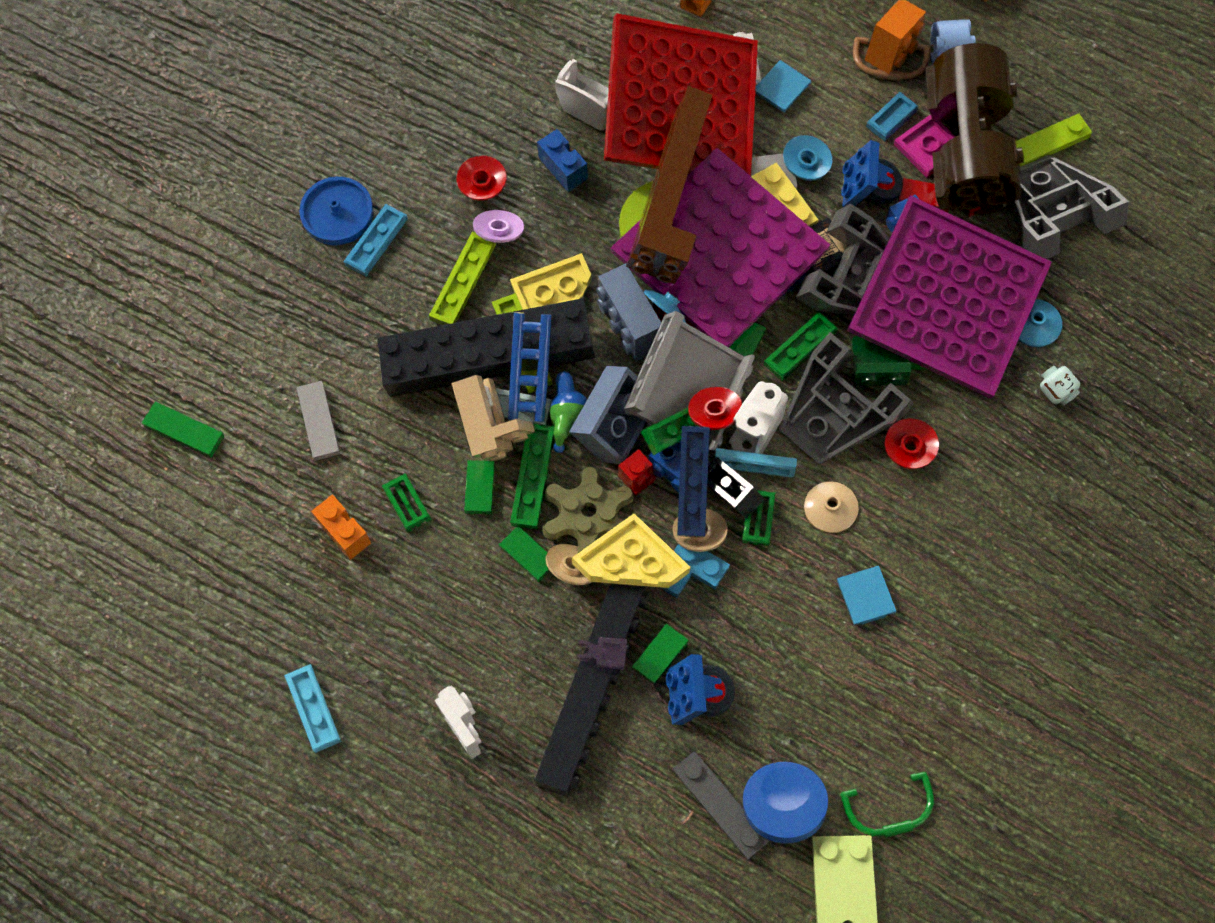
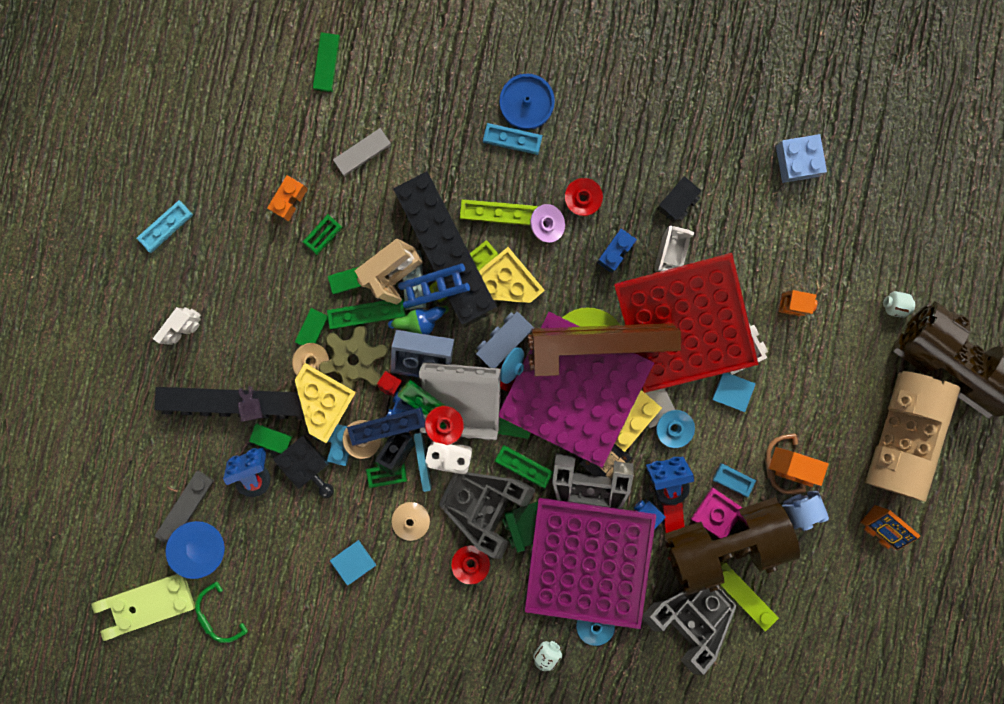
camera: 65 degrees right, 20 degrees up
(526, 77) = (679, 199): none -> black brick
(709, 617) = (303, 463): none -> black plate

